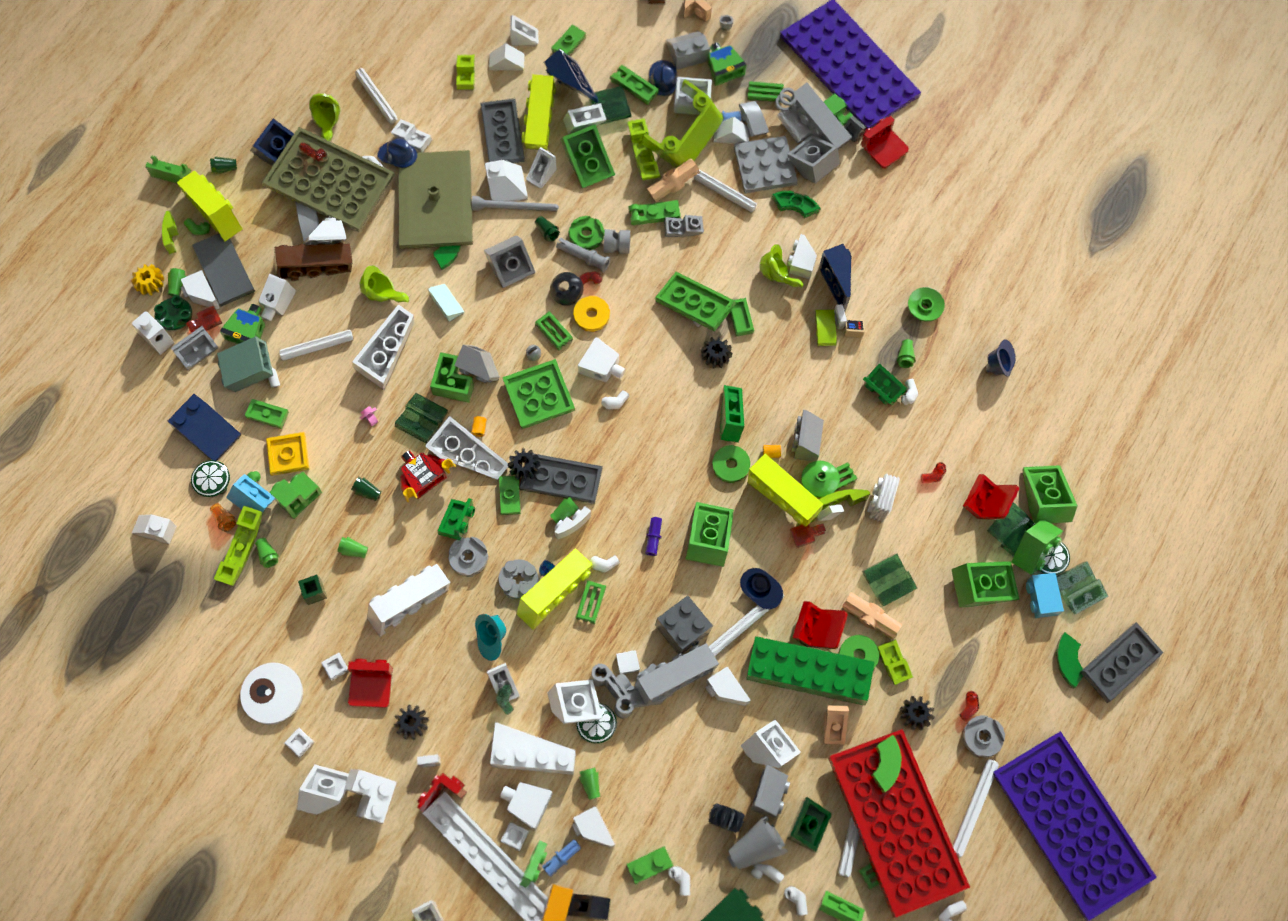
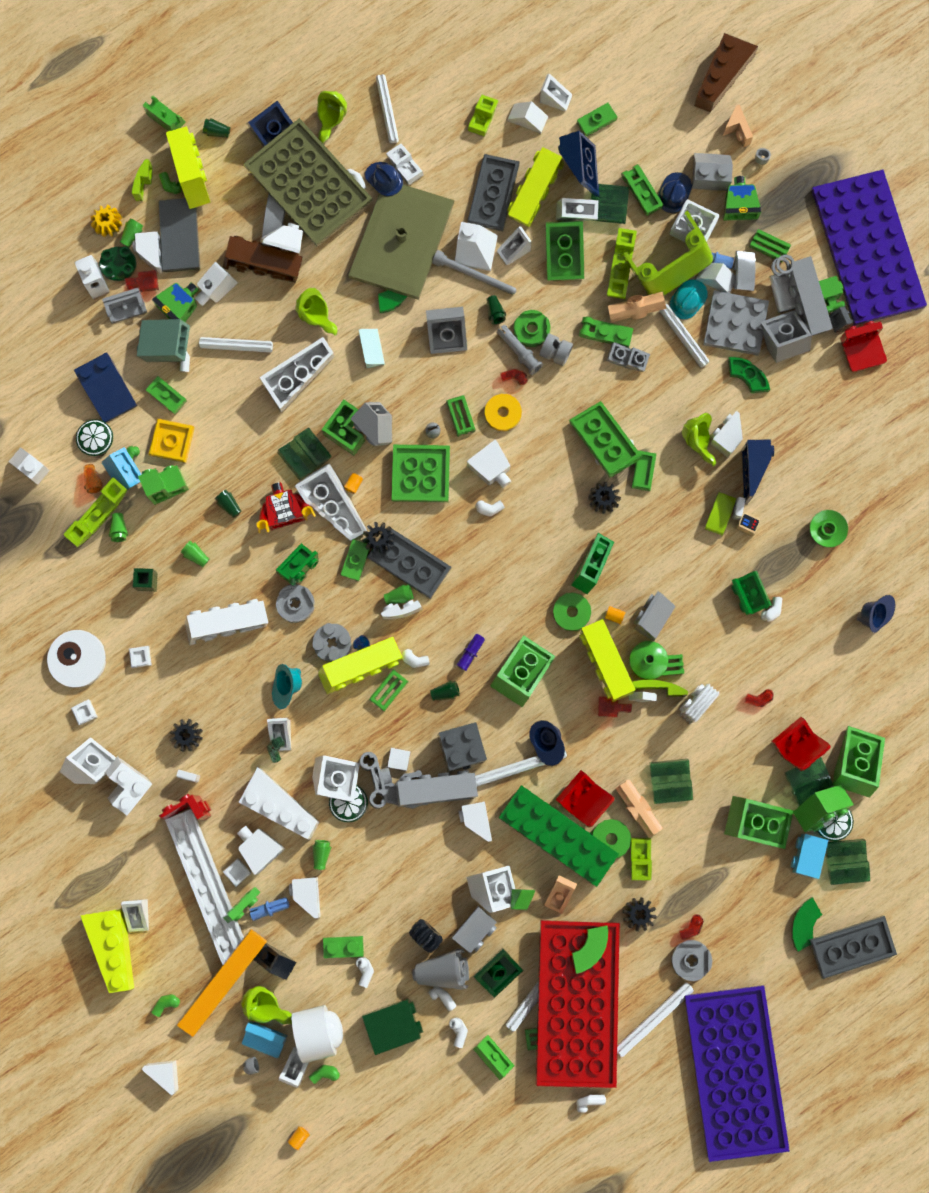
camera: 30 degrees right, 10 degrees up
(311, 152) = (299, 149): clear red arm -> none
(368, 414) = (257, 431): bright pink plate -> none
(370, 683) = (163, 686): red bracket -> none
(572, 294) = (497, 380): black piece -> none
(645, 581) = (445, 691): none -> dark green cone
(715, 159) = (688, 299): none -> teal piece
(801, 744) = (521, 898): none -> bright green slope
(906, 355) = (786, 571): bright green cone -> none

